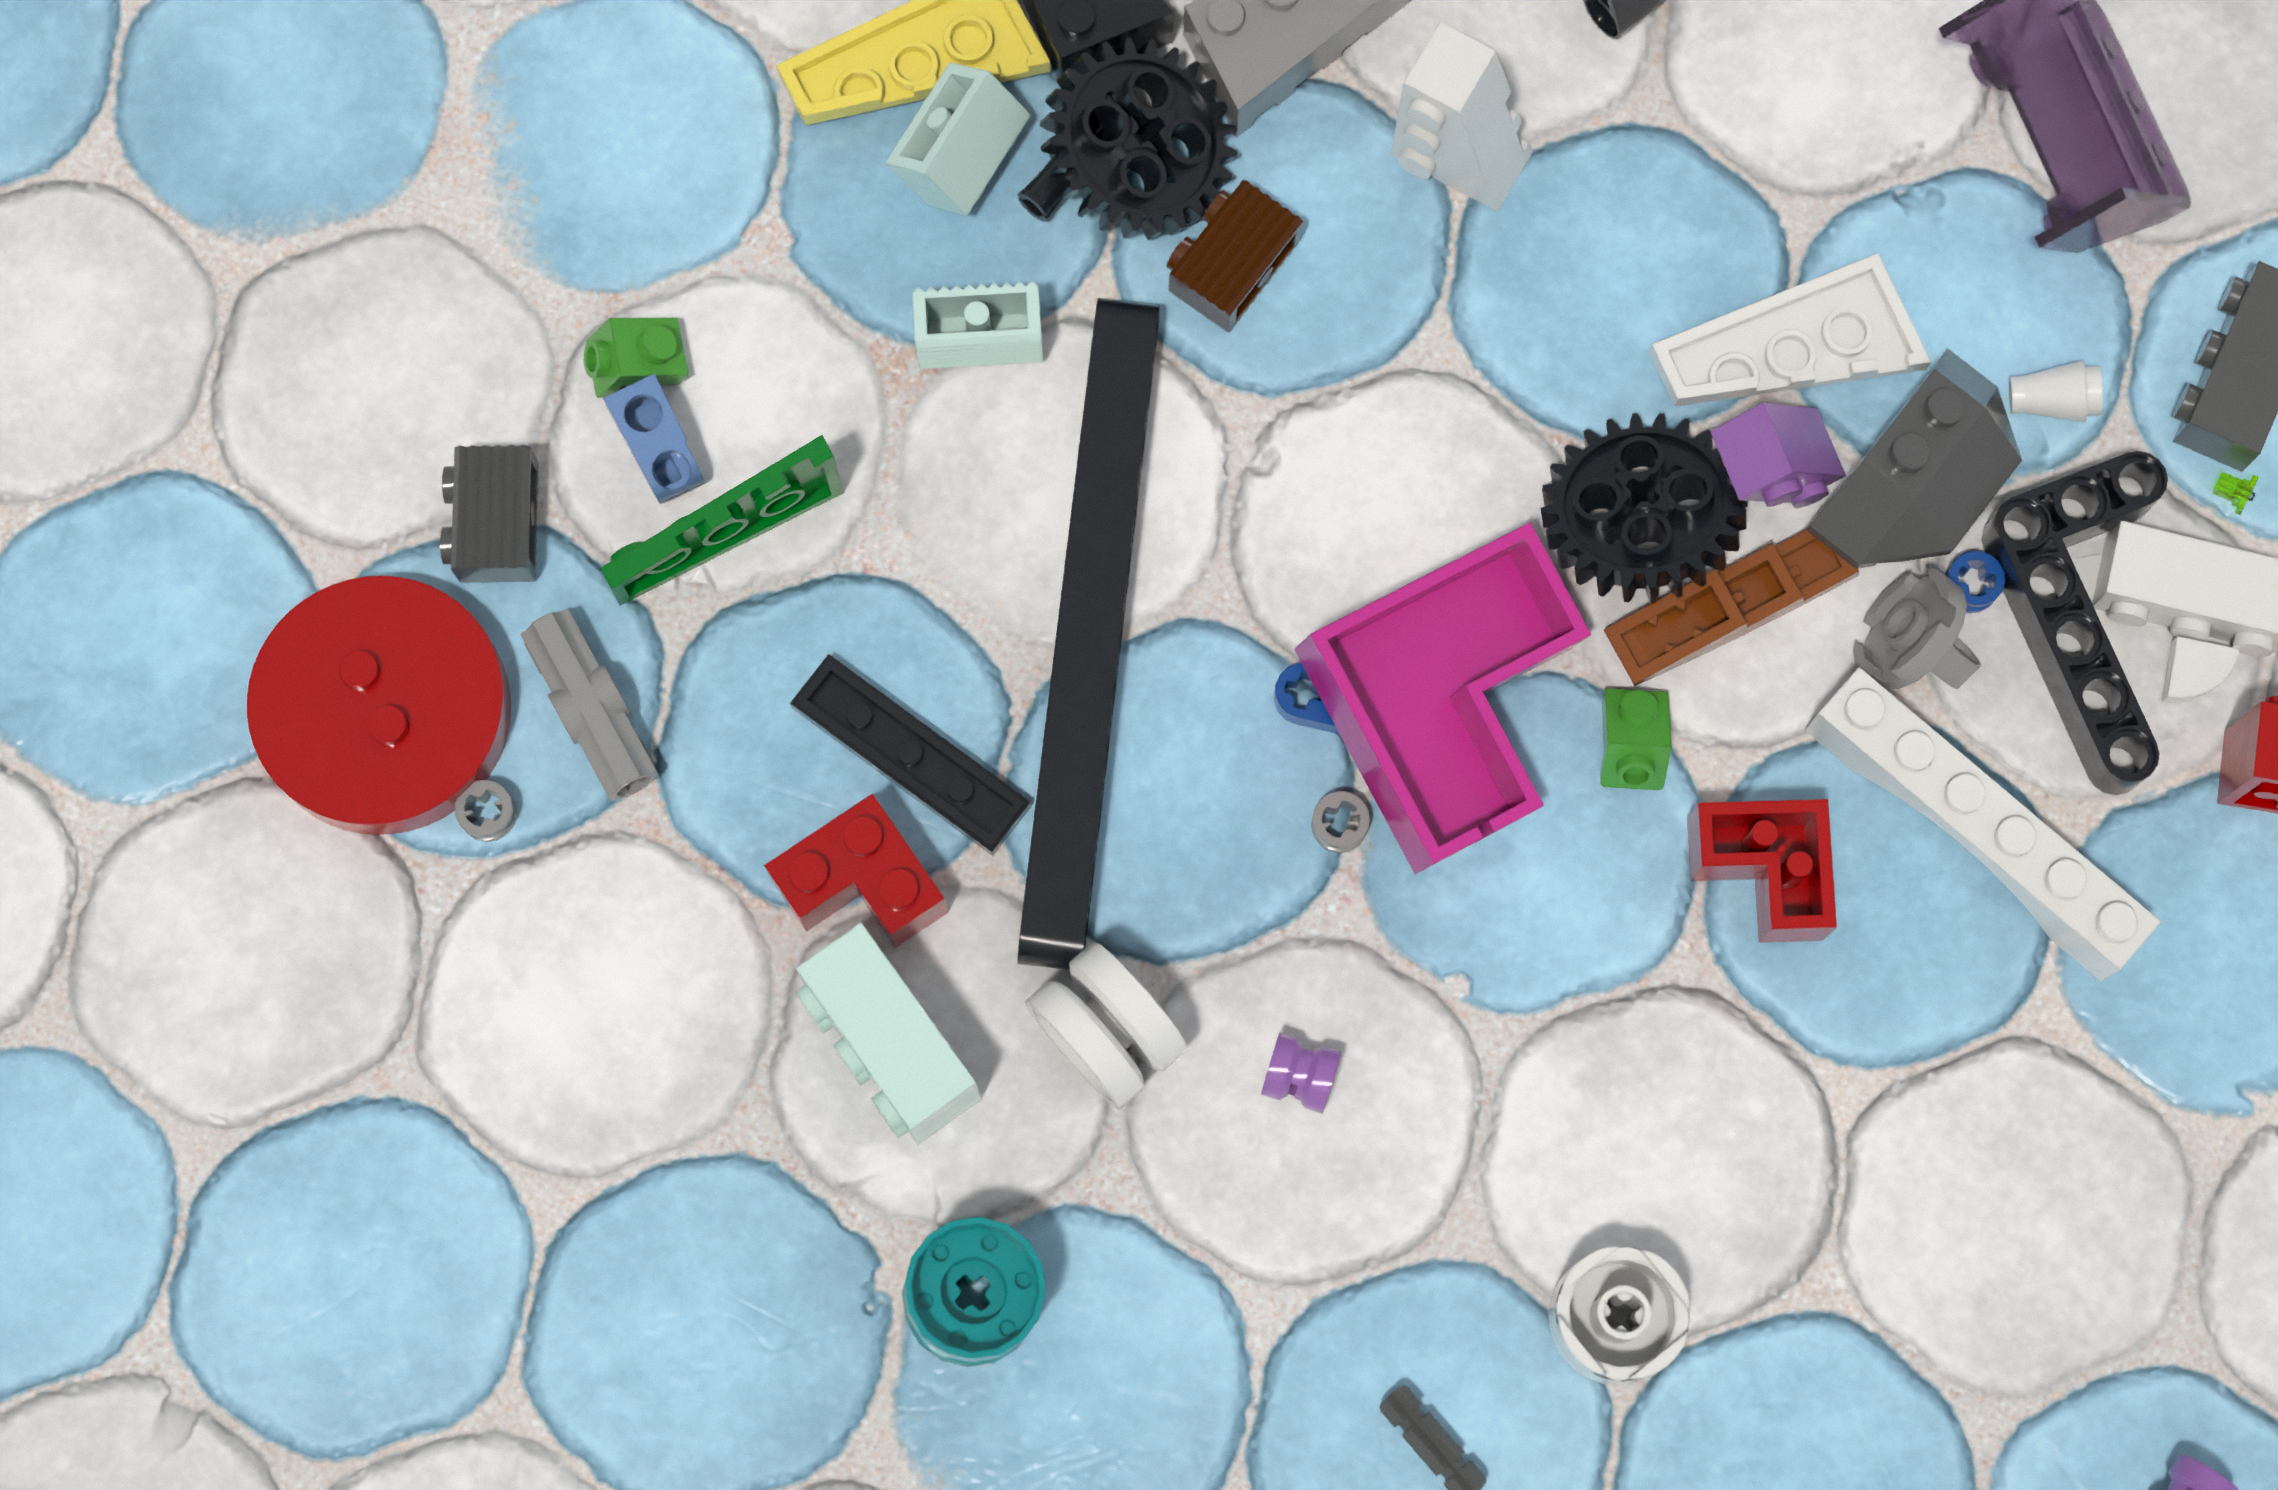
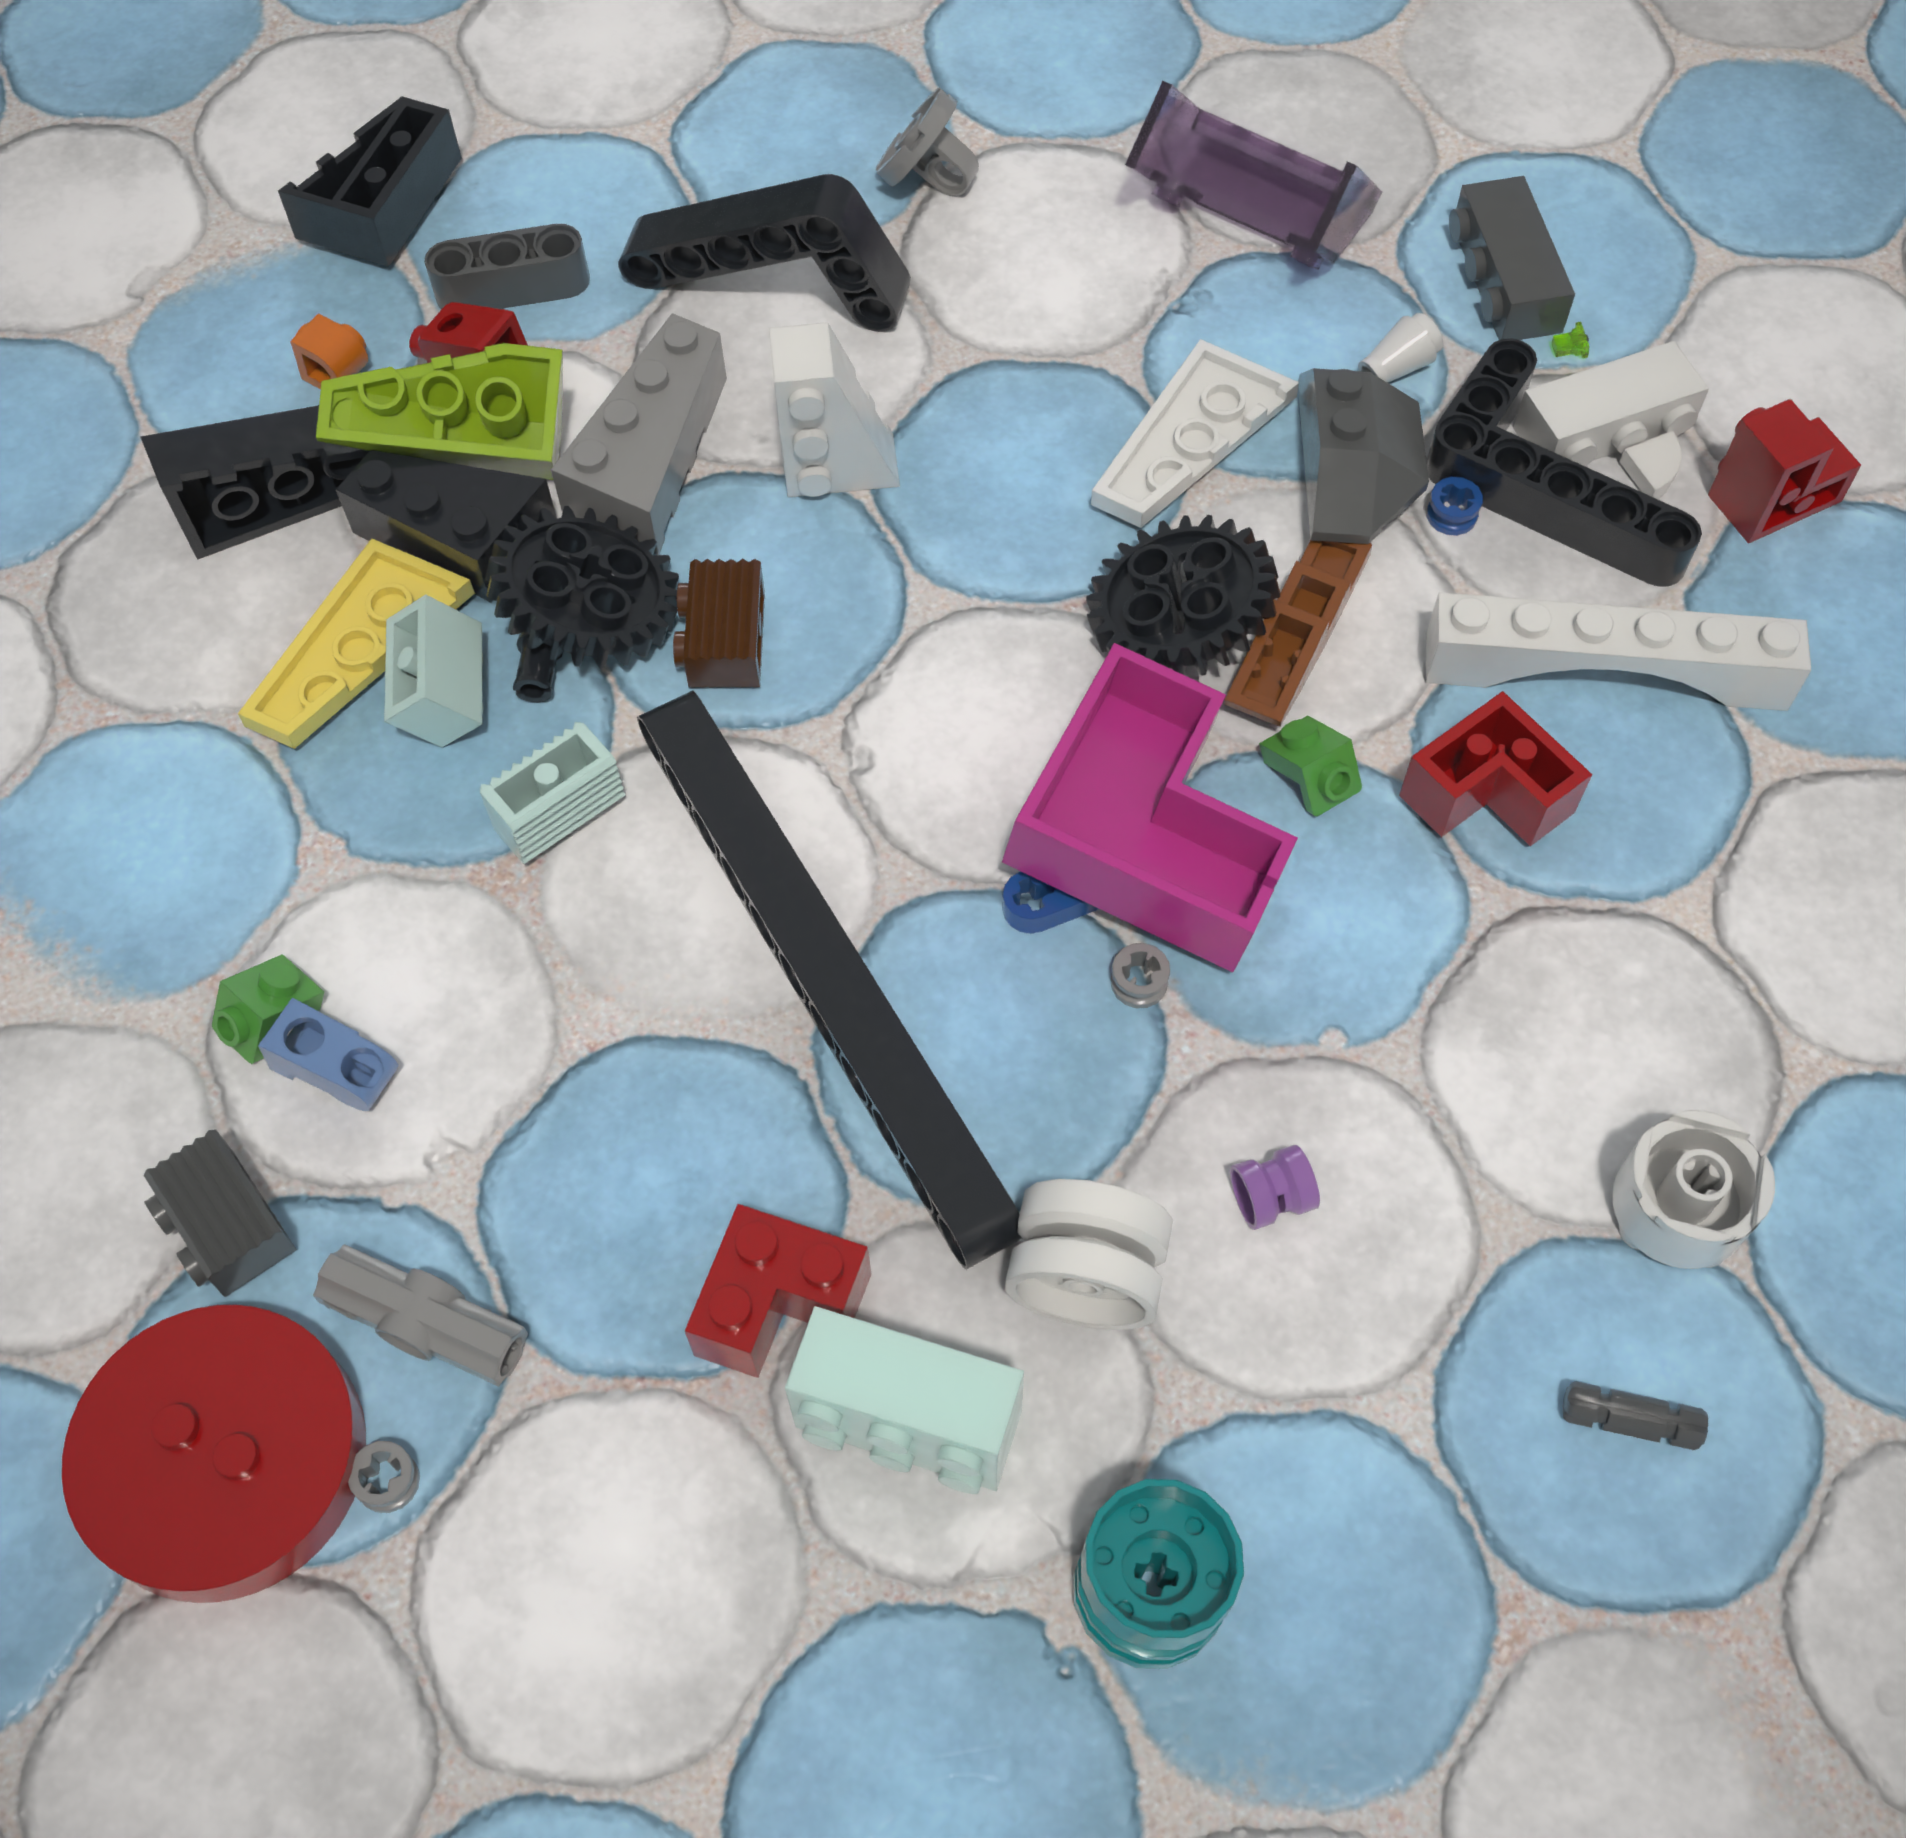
camera: 35 degrees left, 15 degrees down
(739, 515) = (443, 1076): green wing -> none
(910, 755) = (741, 1165): black tile -> none
(1778, 455) = (1252, 494): medium lavender brick -> none
(1916, 633) = (1453, 548): light grey tile -> none

